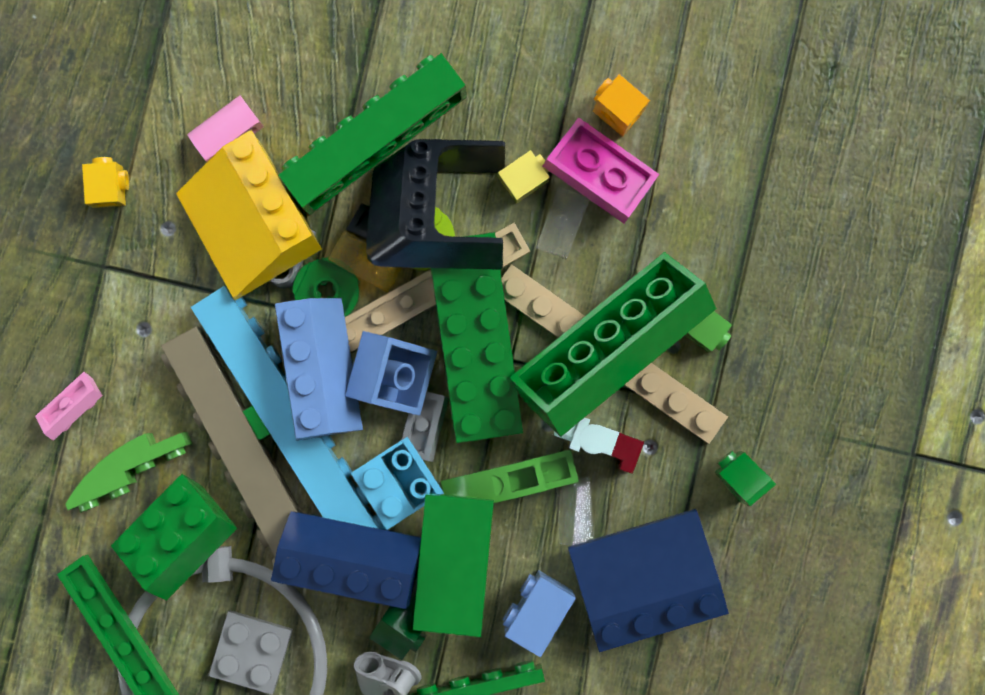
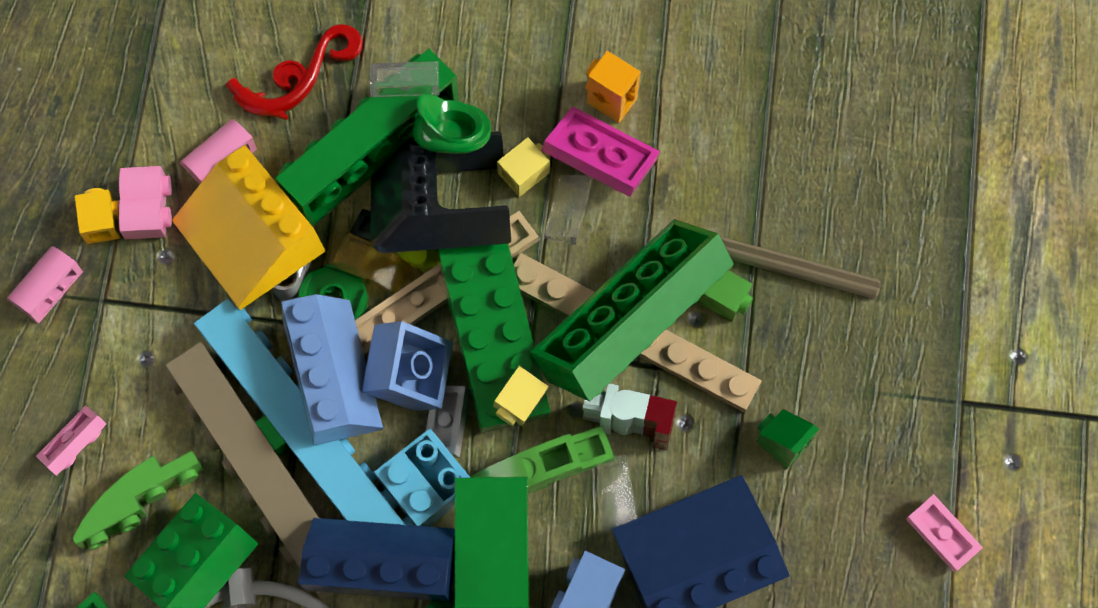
camera: 10 degrees left, 15 degrees down
(49, 247) = (45, 284): none -> bright pink brick
(149, 174) = (143, 202): none -> bright pink brick
(286, 86) = (290, 69): none -> red plant
(413, 84) = (404, 79): none -> clear slope
(455, 137) = (450, 125): none -> green piece
(494, 423) = (519, 397): none -> light yellow brick
(771, 304) = (802, 268): none -> dark tan axle
(878, 582) = (944, 533): none -> bright pink plate

